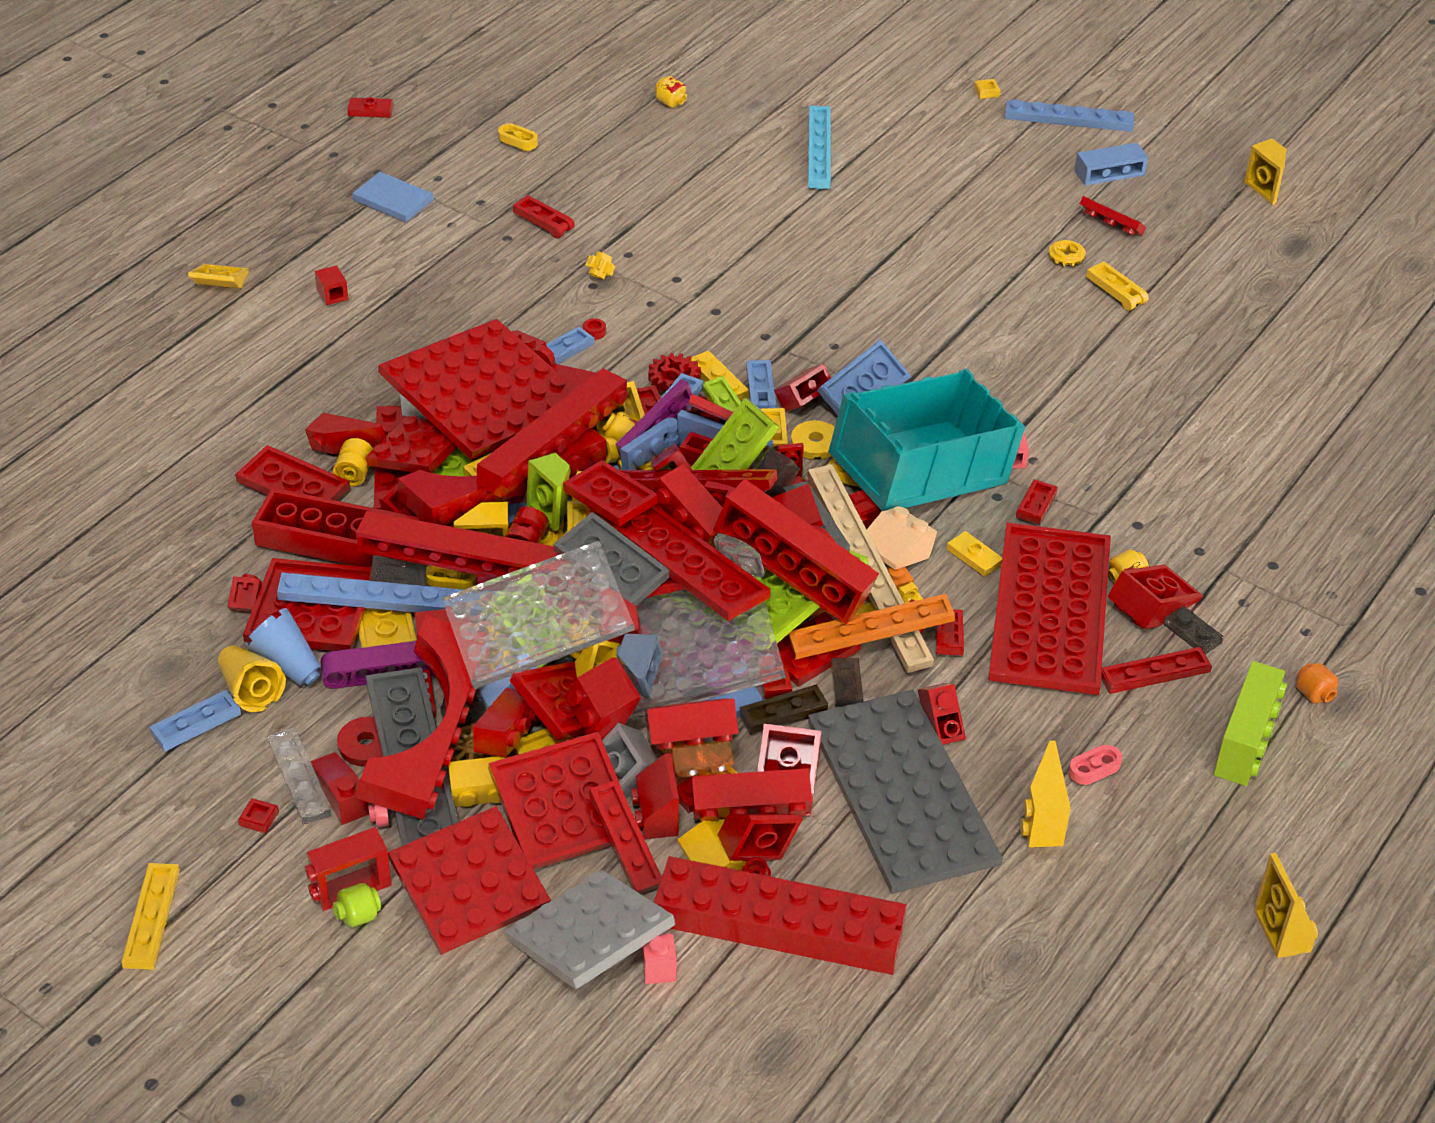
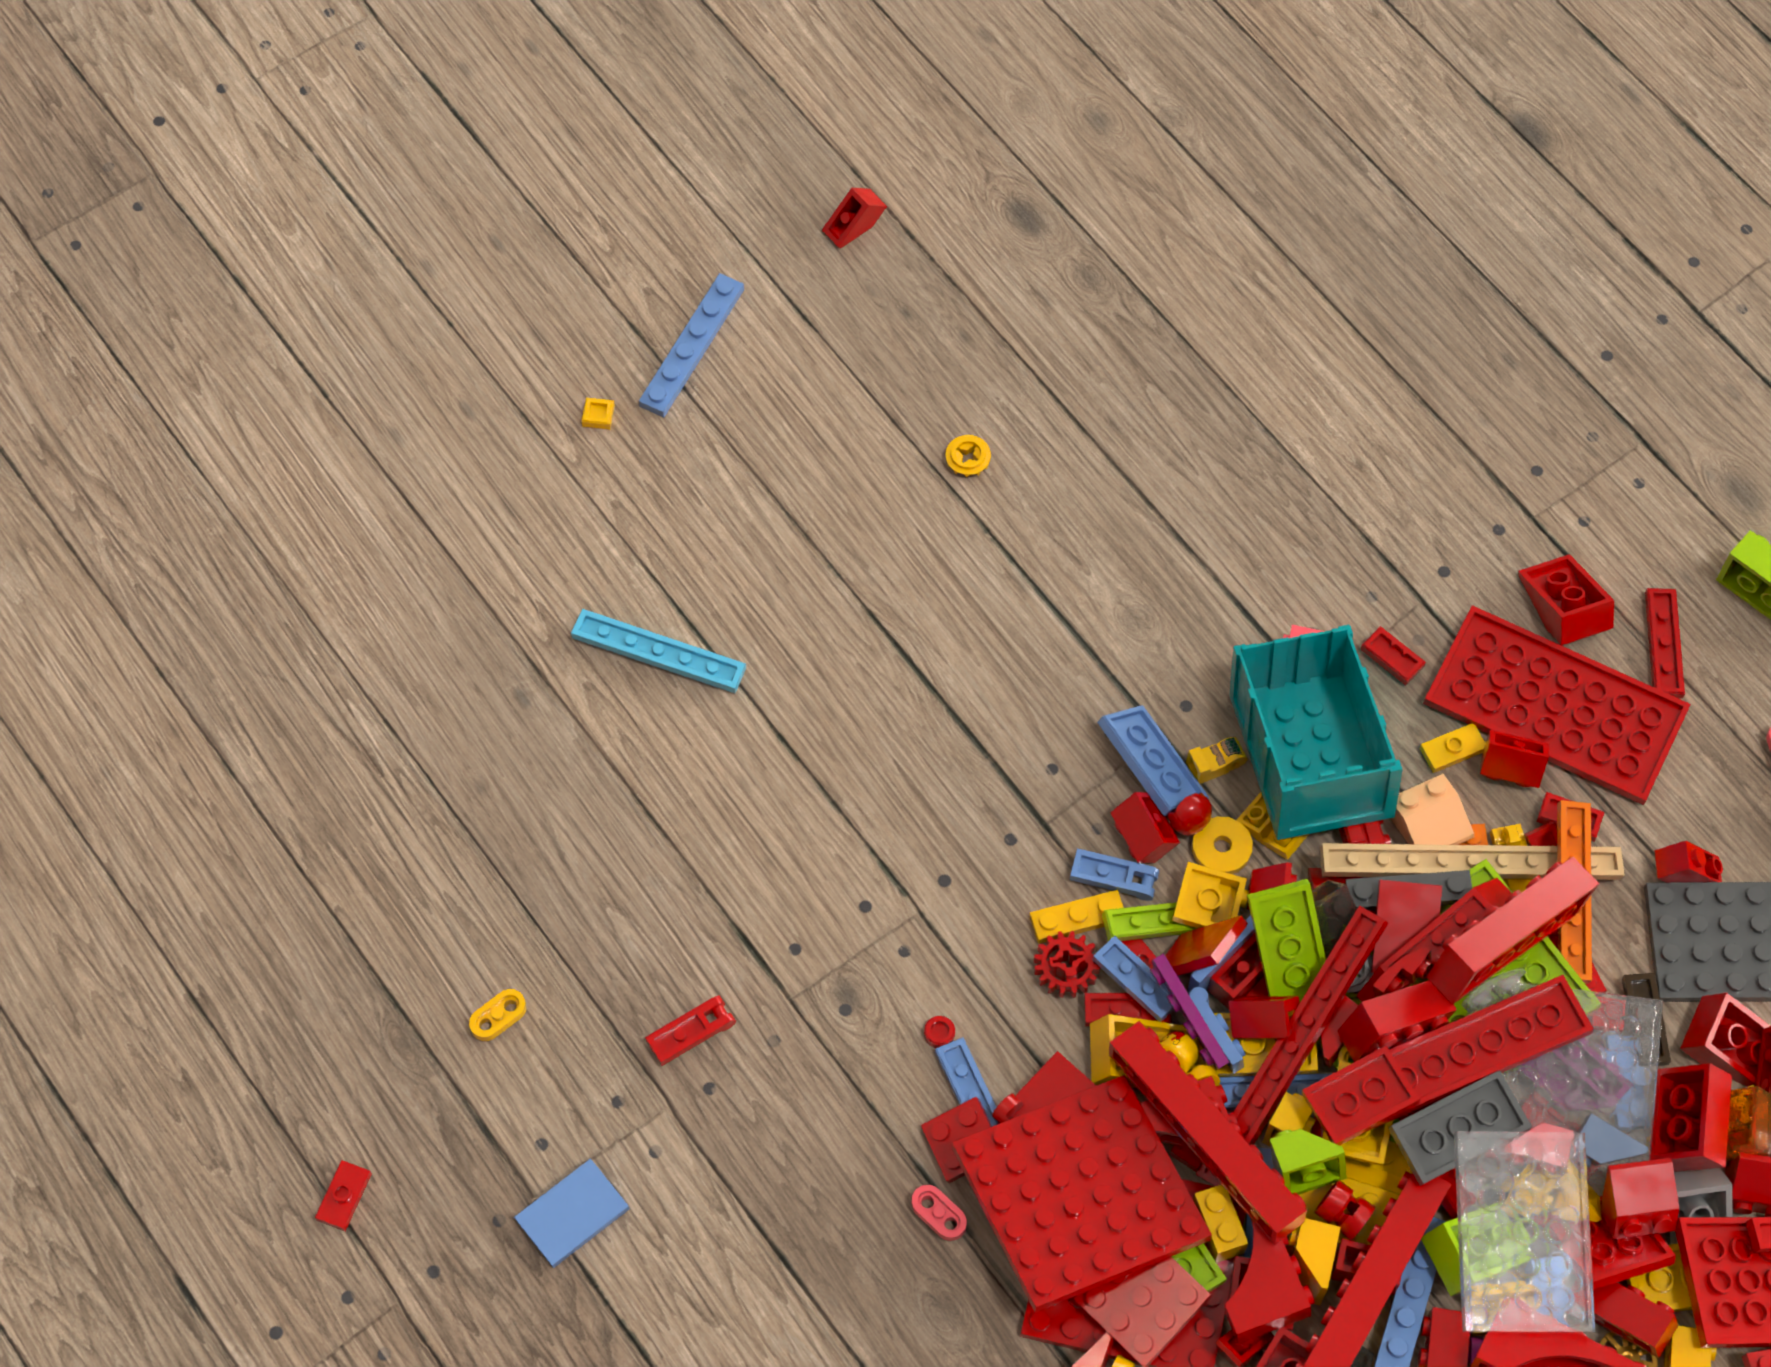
camera: 70 degrees left, 20 degrees up
(331, 285) = (762, 1336): red brick -> none
(600, 265) = (828, 989): yellow gear -> none
(670, 91) = (472, 791): yellow head -> none
(825, 404) = (1191, 815): none -> red hair
(846, 681) = (1622, 943): clear smoke plate -> none
(979, 580) = (1514, 759): none -> red brick
(1111, 164) = (816, 340): medium blue brick -> none
(1112, 217) = (920, 381): red plate -> none
(1117, 285) = (1048, 428): yellow plate -> none
(1125, 561) = (1523, 607): yellow head -> none
(1193, 630) = (1624, 581): clear smoke plate -> none
(1228, 159) = (854, 216): none -> red slope
(1266, 169) = (908, 184): yellow slope -> none
(1317, 683) = (1724, 505): orange head -> none

